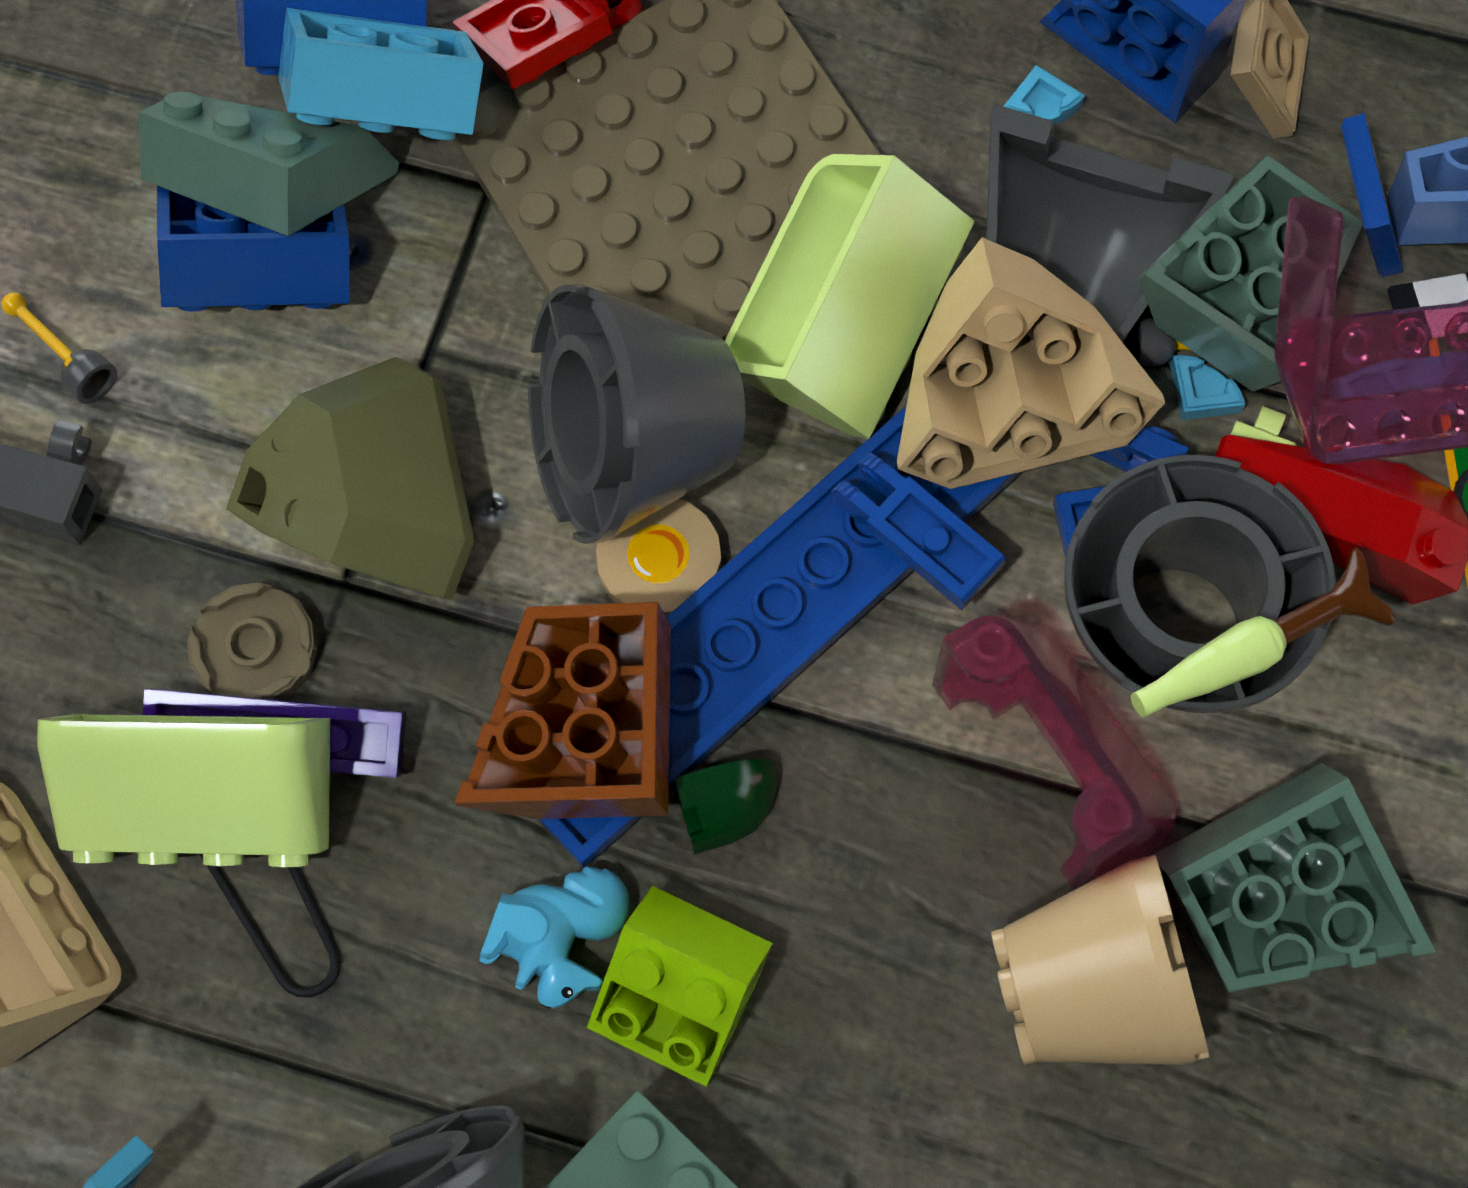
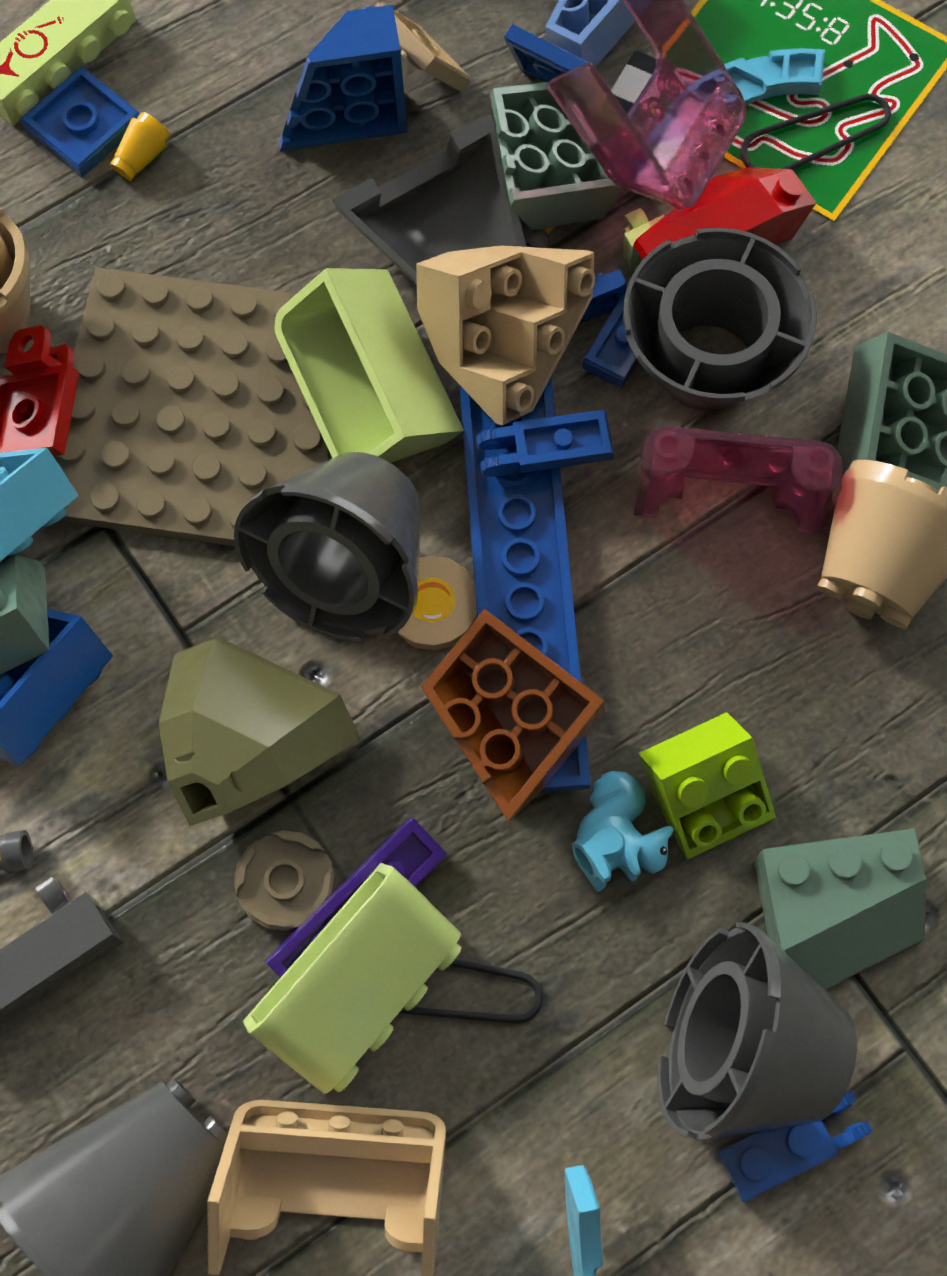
camera: 50 degrees left, 0 degrees up
(726, 801) = (617, 678): dark green brick -> none
(1046, 97) = (330, 183): medium azure tile -> none
(1203, 390) = (581, 237): medium azure tile -> none
(1261, 642) = (786, 307): yellowish green piece -> none

